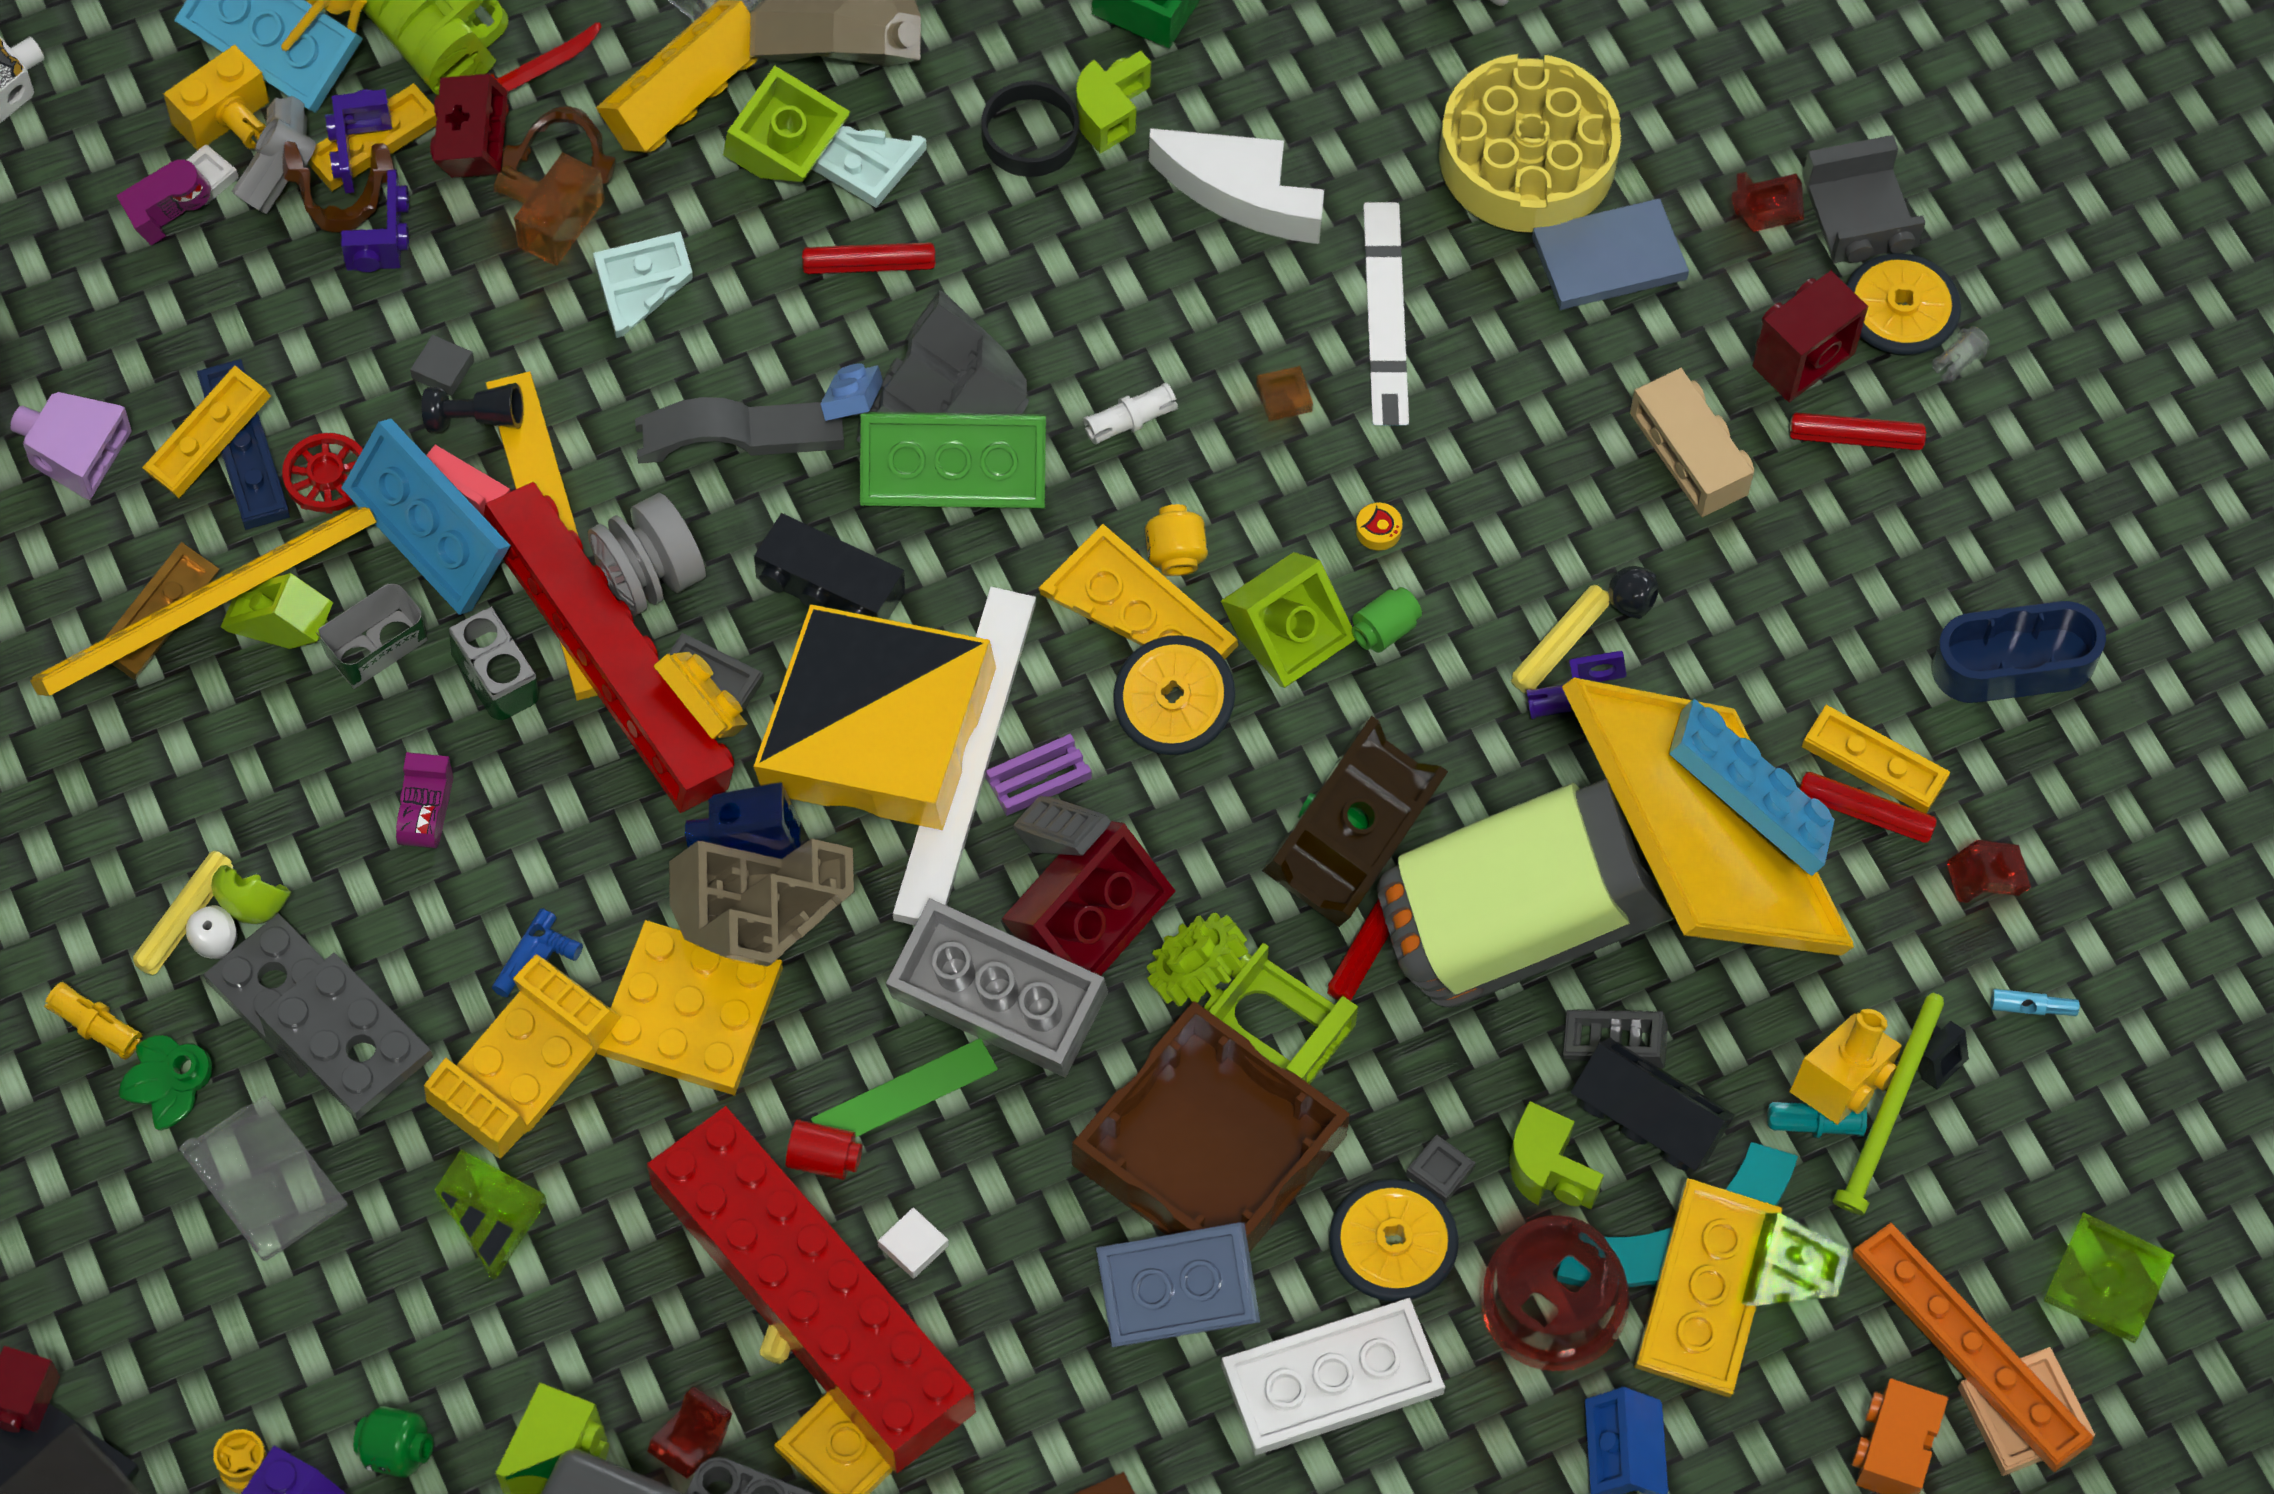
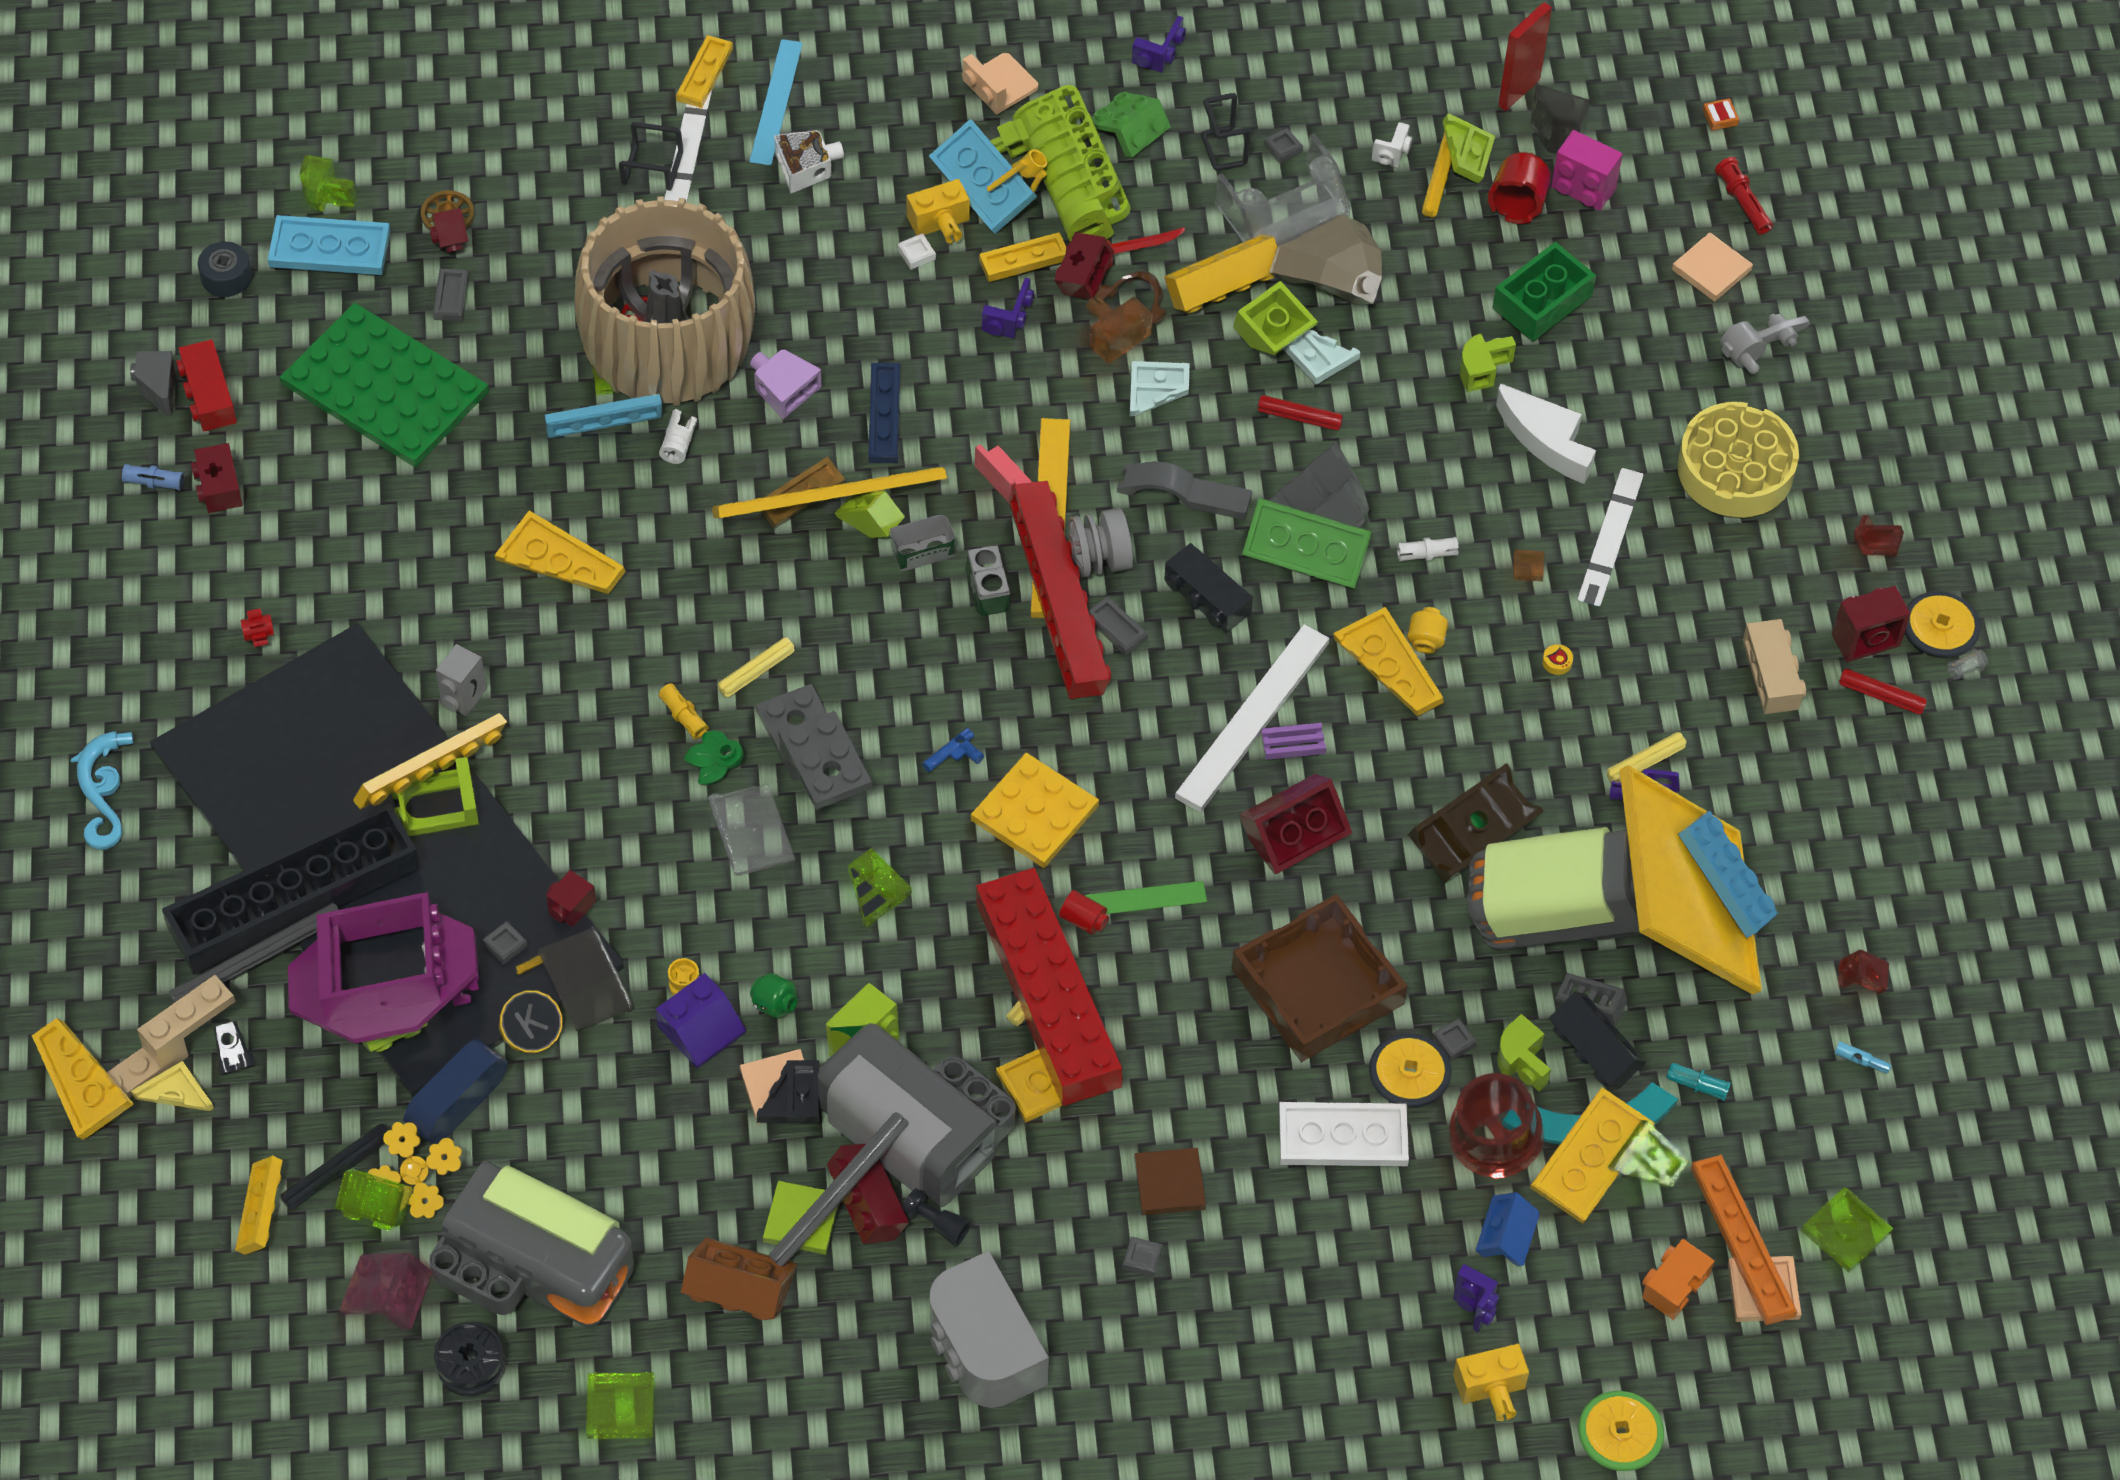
camera: 20 degrees right, 5 degrees down
(164, 197) = (886, 256): magenta leg -> none
(206, 431) = (864, 398): yellow tile -> none
(211, 932) = (768, 682): white piece -> none
(248, 898) = (796, 670): lime hair -> none
(264, 176) = (963, 250): light grey piece -> none
(323, 470) = (927, 443): red wheel -> none
(334, 218) = (984, 297): reddish brown helmet -> none
(354, 114) = (1015, 239): dark purple bracket -> none
(423, 800) = (919, 645): magenta leg -> none
(426, 516) = (976, 483): dark azure plate -> none
(442, 364) = (1018, 401): dark grey tile -> none
(493, 406) = (1039, 432): black piece -> none
(522, 1058) = (925, 807): yellow plate -> none
(691, 681) = (1101, 624): yellow plate -> none
(691, 1434) = (954, 1043): clear red bracket -> none
(750, 821) = (1107, 717): clear blue torso -> none
(756, 903) = (1093, 758): dark tan brick -> none
(851, 391) = (1259, 485): medium blue plate -> none
(876, 715) = (1205, 676): yellow tile -> none
(913, 1243) = (1119, 982): white tile -> none
(997, 987) = (1221, 851): light grey brick -> none
(1030, 91) = (1433, 341): black tyre -> none
(1059, 827) = (1293, 772): dark grey slope -> none
(1178, 1285) = (1268, 1051): sand blue tile -> none
(1195, 716) = (1400, 735): yellow wheel -> none
(1197, 959) = (1348, 872): lime gear -> none
(1264, 977) = (1417, 935): lime panel -> none
(1290, 618) = (1481, 696): lime slope -> none
(1360, 955) = (1447, 906): red axle -> none
(1386, 619) = (1540, 714): bright green brick -> none
(1610, 254) = (1765, 541): sand blue tile -> none
(1633, 591) = (1702, 743): black piece -> none
(1848, 1067) = (1726, 1054): yellow brick -> none
(1853, 1196) = (1703, 1132): lime bar -> none
(1860, 200) = (1939, 554): dark grey panel -> none
(1869, 807) = (1802, 913): red axle -> none
(1876, 759) = (1818, 887): yellow tile -> none
(1944, 1054) = (1790, 1067): black tile -> none
(2018, 651) = (1933, 849): dark blue plant -> none

